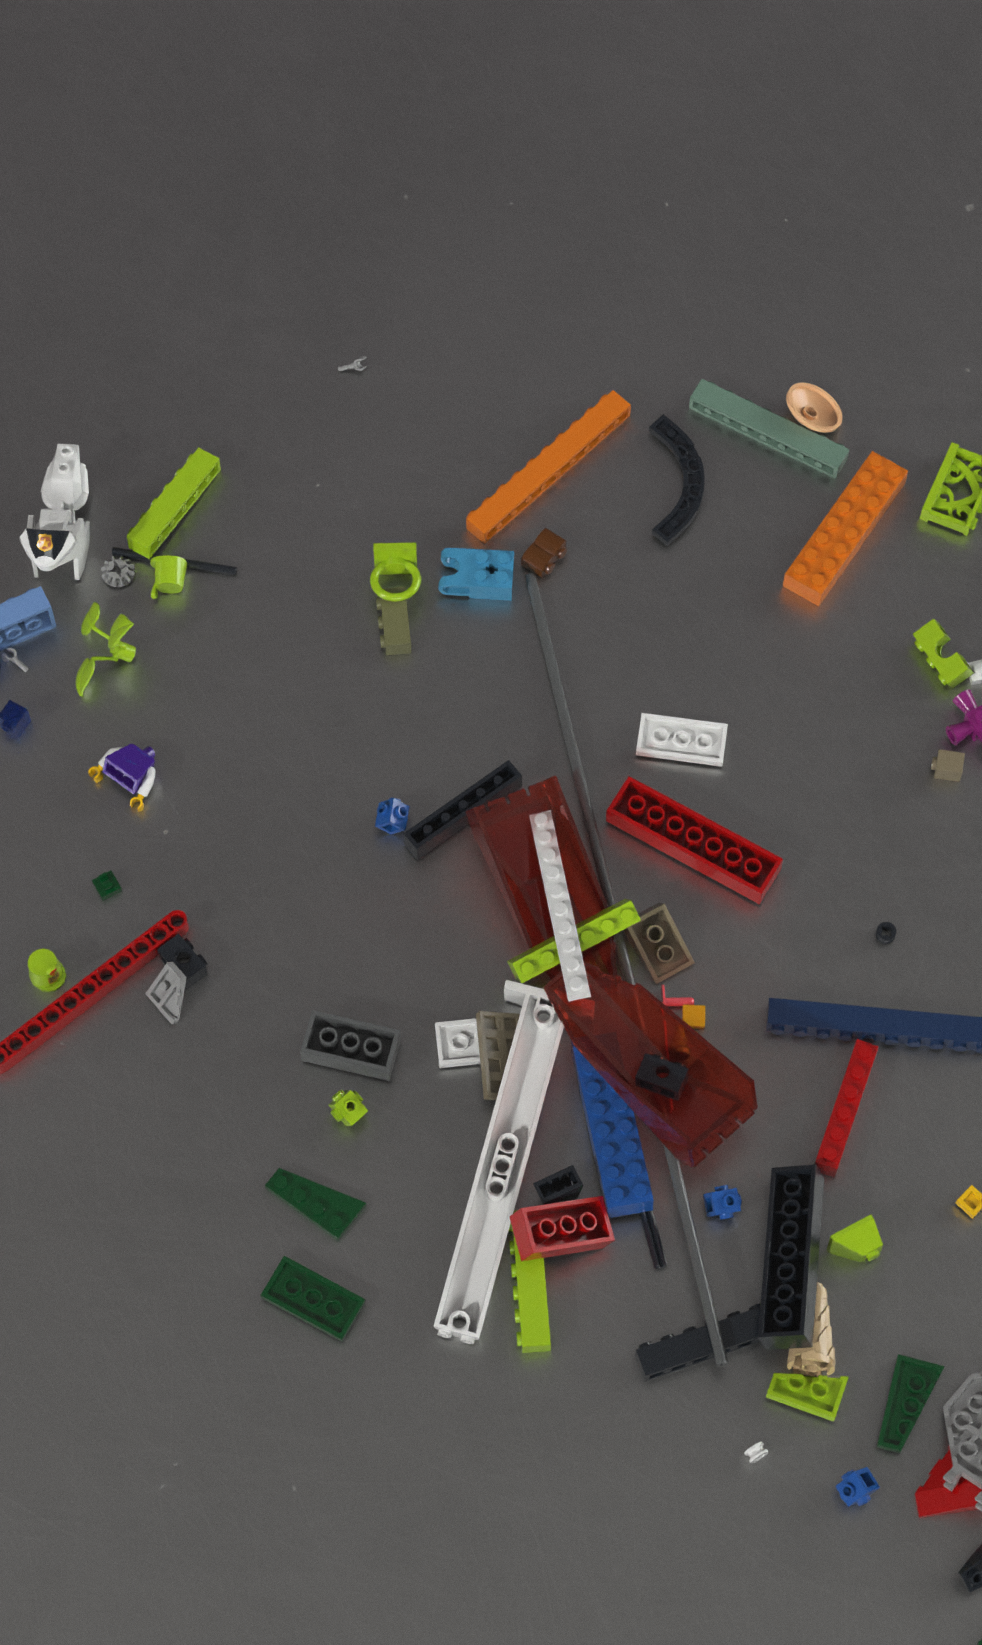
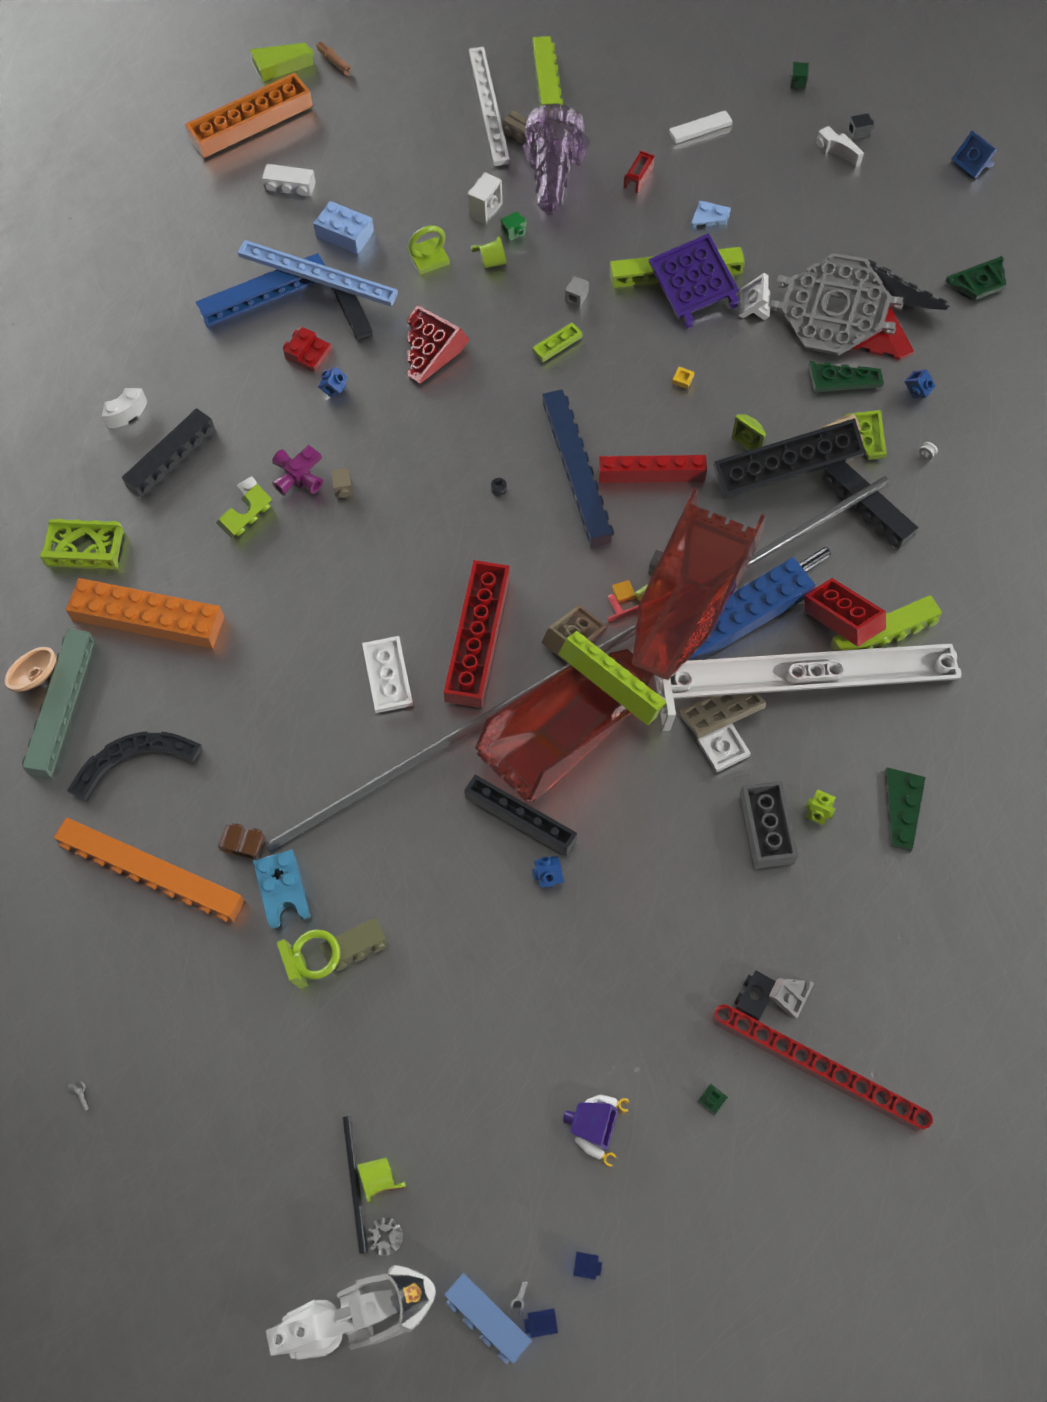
camera: 110 degrees left, 0 degrees up
(46, 970) = (818, 1116): lime hat -> none
(119, 649) = (471, 1187): lime plant -> none
(173, 503) = (293, 1208): lime brick -> none
(313, 1298) = (981, 777): dark green plate -> none
(559, 1187) = (815, 624): black torso -> none
(560, 906) = (590, 692): white plate -> none
(670, 1086) = (702, 566): black brick -> none
(722, 1202) = (771, 521): blue brick -> none

